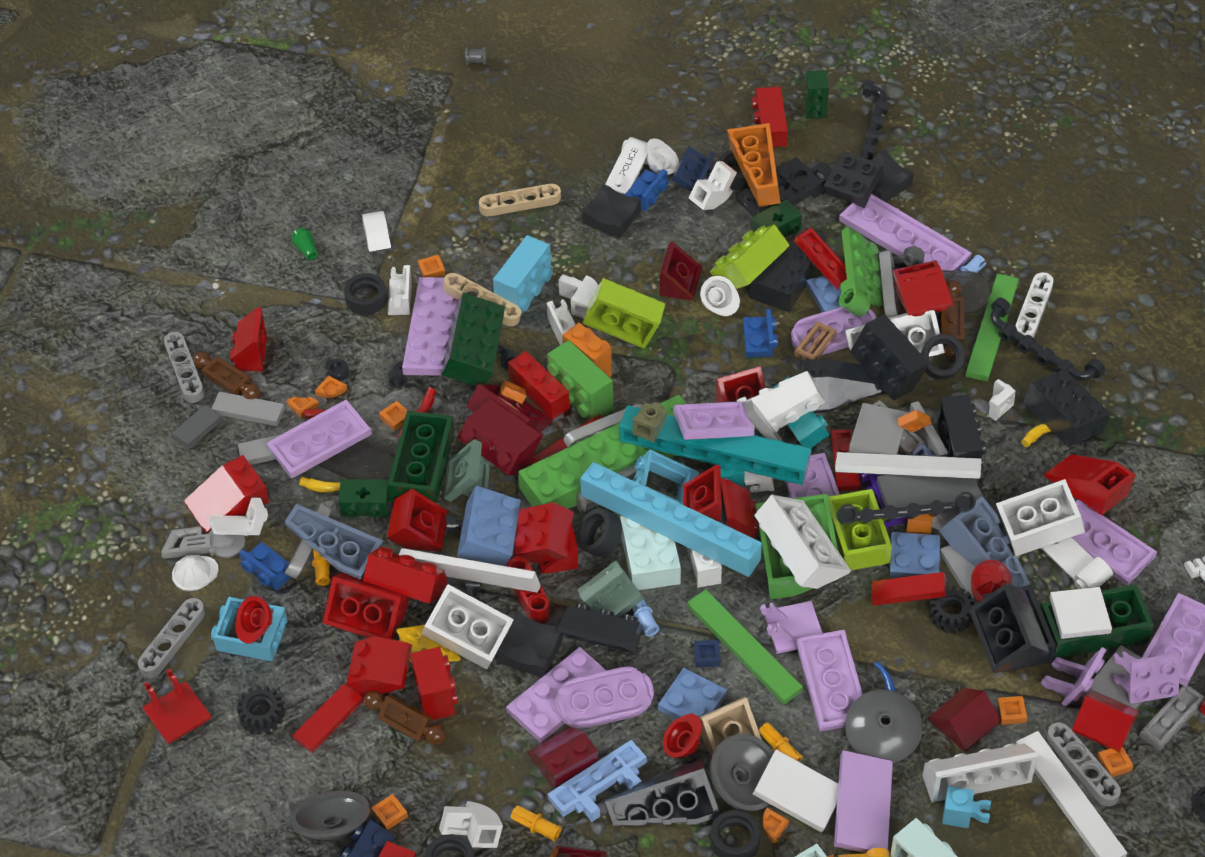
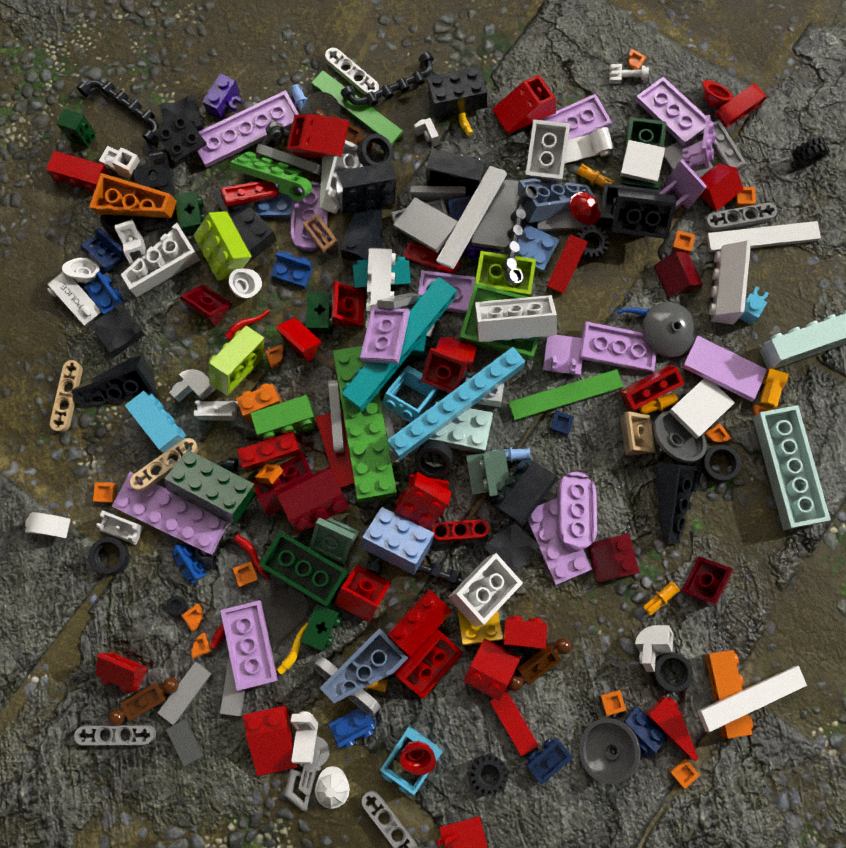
camera: 65 degrees left, 25 degrees up
(298, 760) = (548, 760): none -> dark blue bracket
(303, 241) = (26, 589): green cone -> none
(387, 359) = (183, 555): none -> blue hinge
(479, 571) = (432, 570): white tile -> none
(566, 241) = (117, 384): none -> black wedge
(582, 789) = (637, 525): light blue hinge -> none
(652, 356) = (275, 355): none -> orange tile
(652, 417) = (371, 388): olive brick -> none
(676, 316) = (242, 323): none -> red animal
(677, 361) = (299, 338): none -> red slope
(683, 736) = (633, 468): red piece -> none
(691, 695) = (596, 448): medium blue plate -> none
(704, 217) = (160, 262): none -> white wedge
(709, 370) = (315, 303): none -> dark green brick
(794, 724) = (651, 387): none -> red brick
(801, 143) = (120, 161): none -> white brick
(914, 421) = (431, 196): orange tile -> none
(928, 200) = (222, 97): none -> dark purple brick
(1043, 584) = (594, 177): none -> light orange pin

